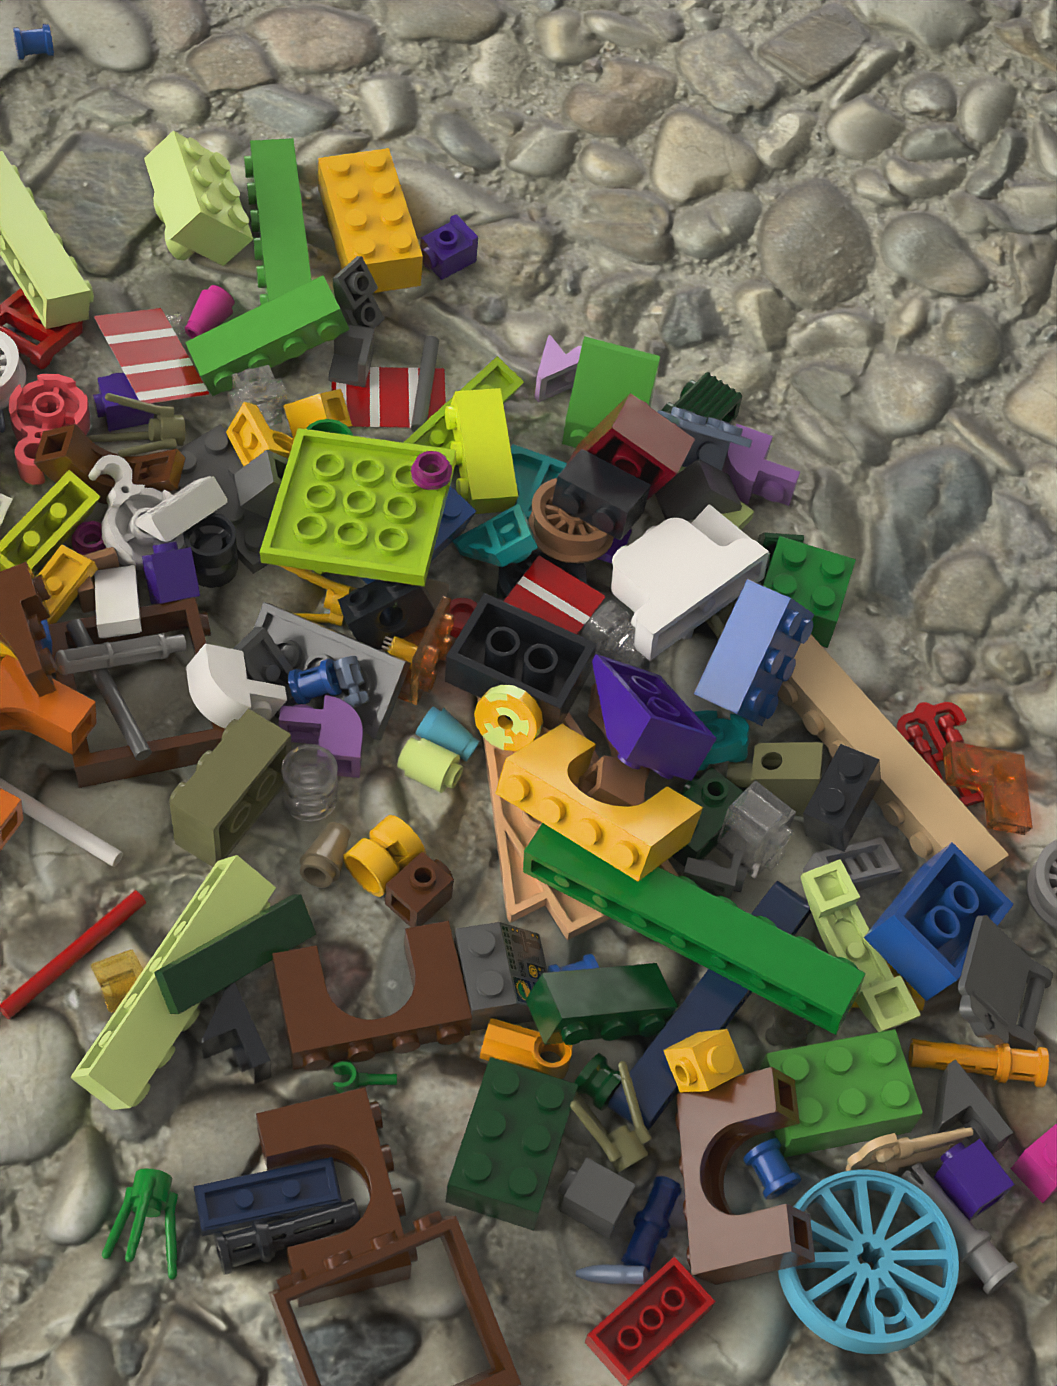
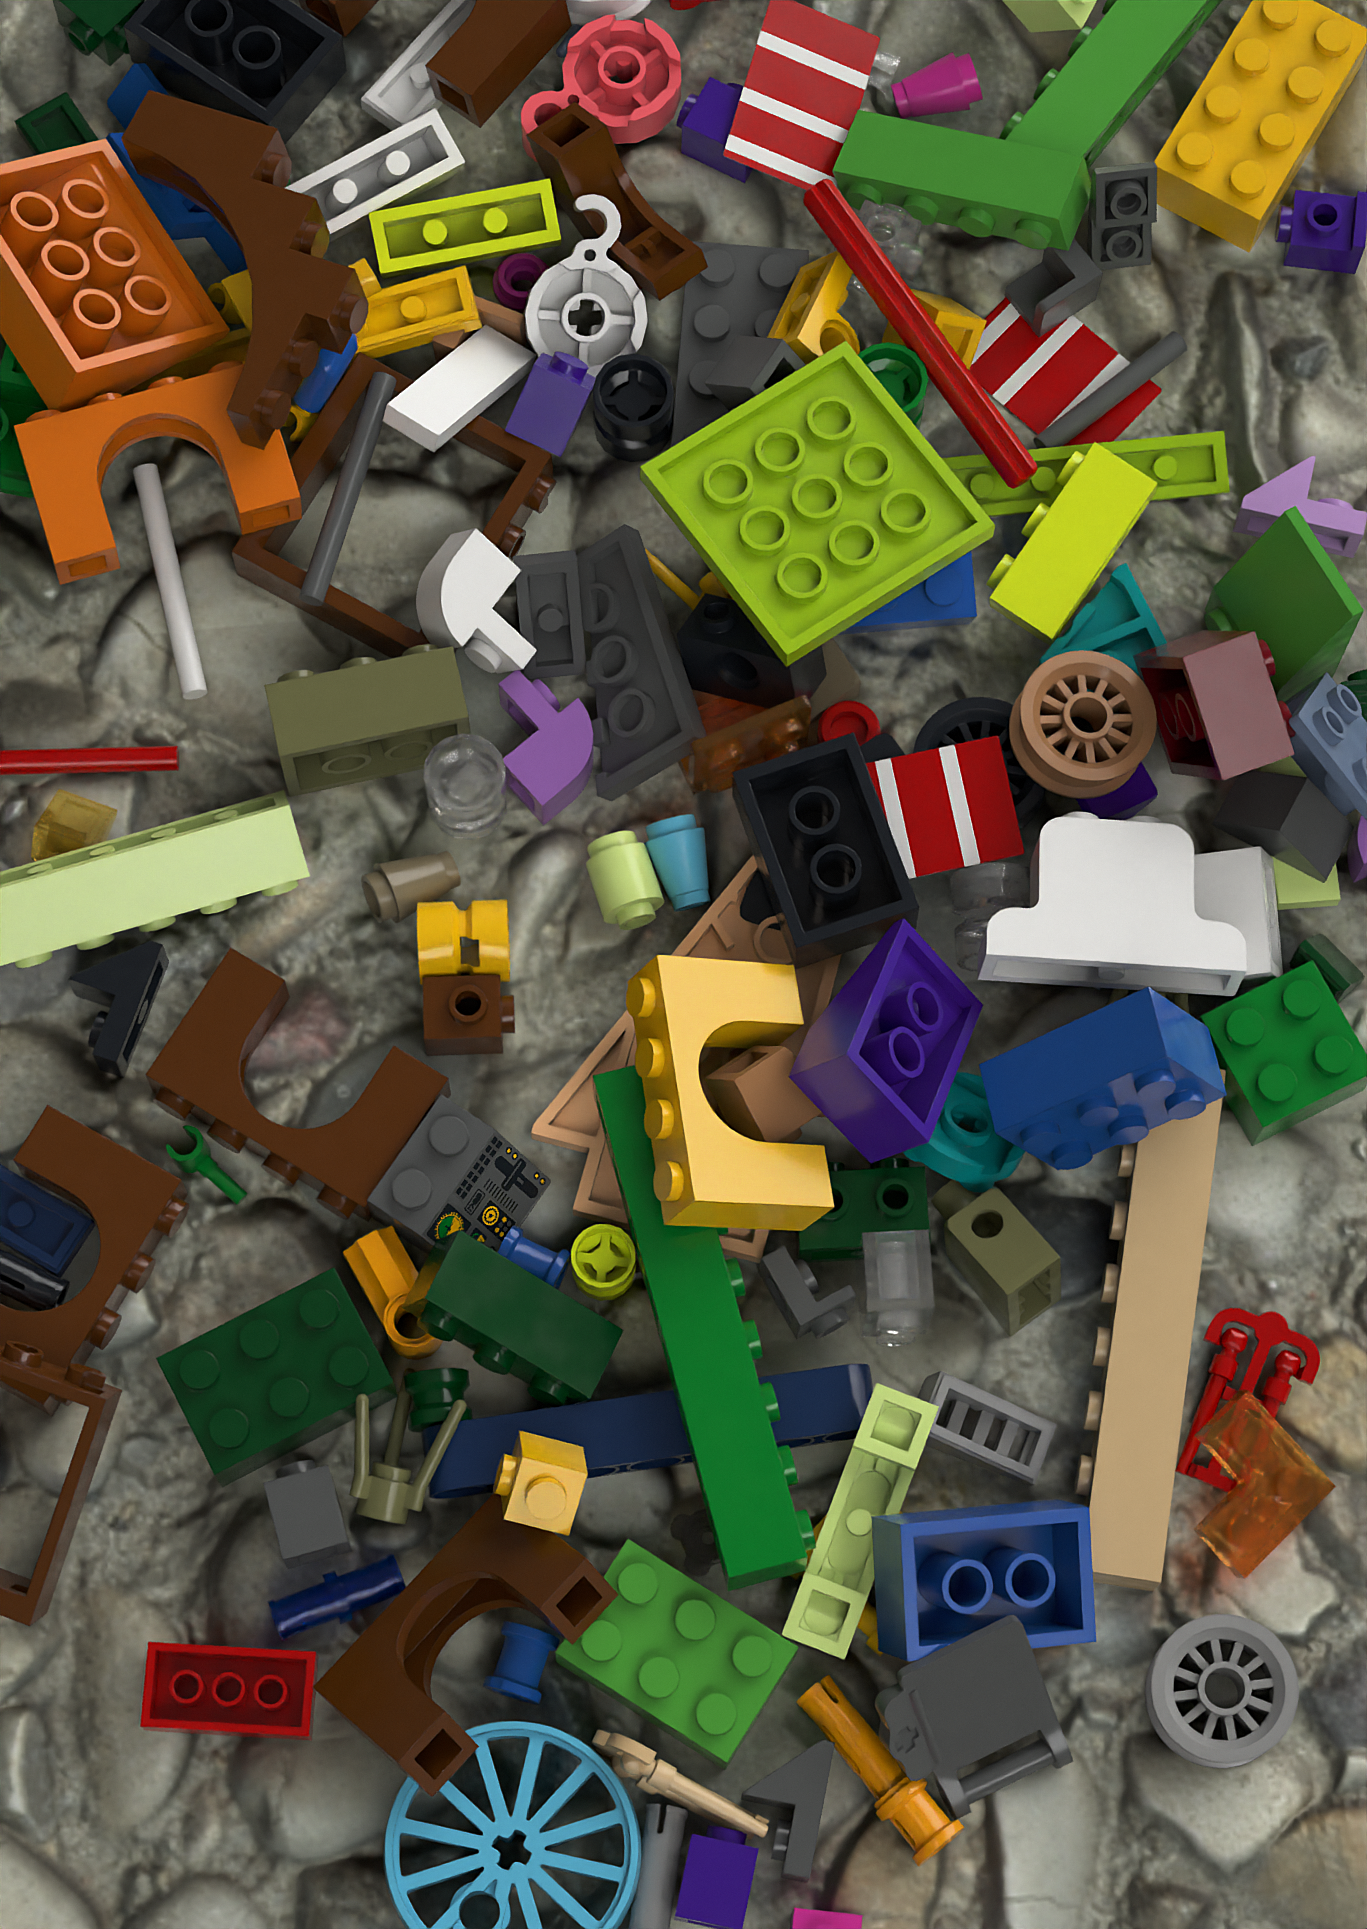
camera: 50 degrees right, 15 degrees up
(118, 653) = (390, 456): light grey piece -> none
(164, 432) = (731, 206): olive plant -> none
(183, 509) = (631, 334): white slope -> none
(234, 954) = (193, 913): dark green tile -> none
(314, 682) = (586, 672): blue bush -> none
(318, 409) = (920, 333): none -> red axle
(350, 677) = (624, 702): sand blue piece -> none
(400, 648) = (719, 712): yellow piece -> none
(431, 470) = (931, 515): magenta plate -> none
(499, 539) = (974, 675): teal wing -> none
(517, 705) = (742, 905): yellow piece -> none
(601, 494) = (1123, 725): black brick -> none
(609, 935) = (603, 1249): none -> neon yellow wheel
(614, 1274) = (248, 1611): sand blue helmet -> none
(842, 797) = (1028, 1339): black brick -> none

